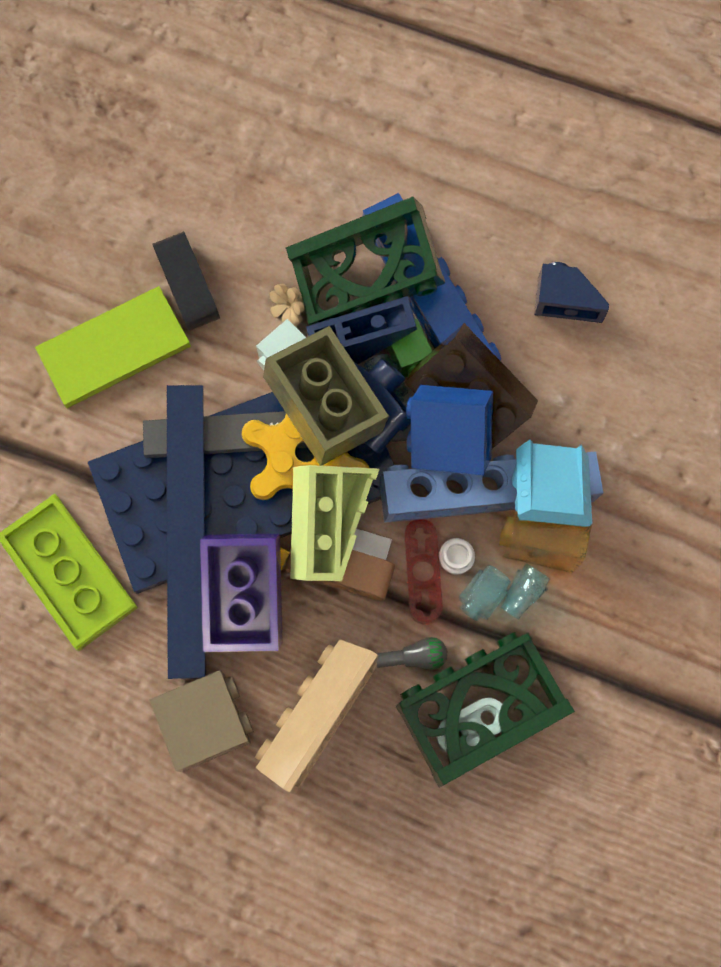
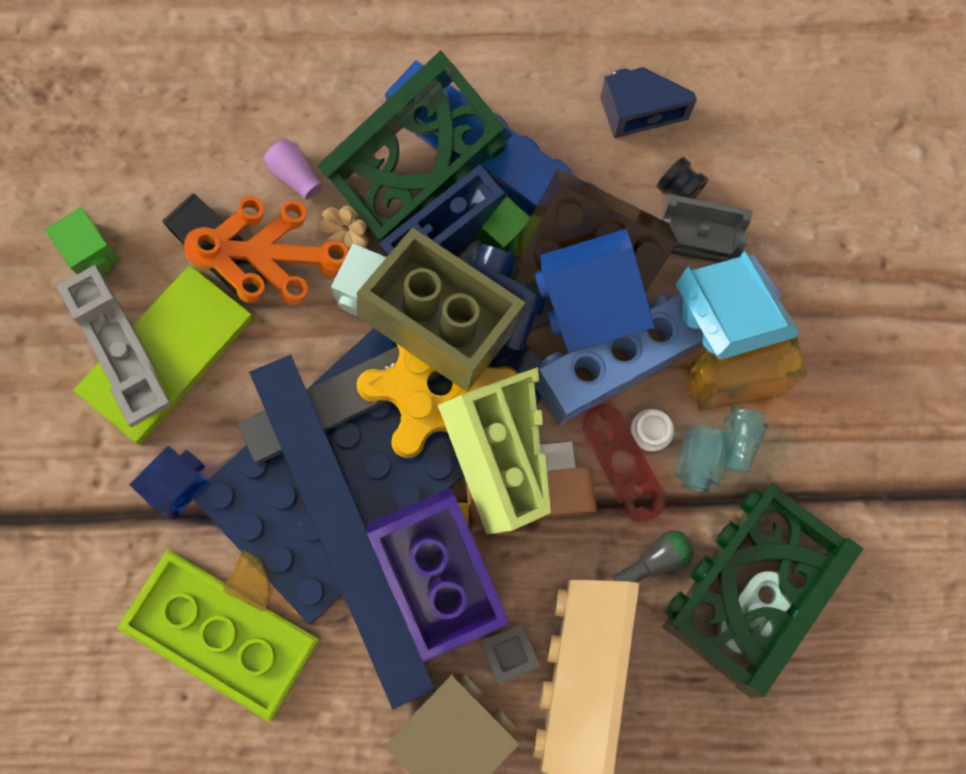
camera: 25 degrees left, 0 degrees up
(77, 444) = (170, 481): none -> clear blue brick
(79, 326) = (116, 345): none -> light grey slope
(86, 240) = (82, 243): none -> bright green brick
(103, 541) = (249, 581): none -> clear yellow tile
(216, 297) = (261, 251): none -> orange plant
(268, 240) = (290, 166): none -> lavender cone
(272, 676) = (510, 654): none -> dark grey plate
(568, 416) = (706, 228): none -> dark grey hinge
(569, 372) = (682, 180): none -> black wheel

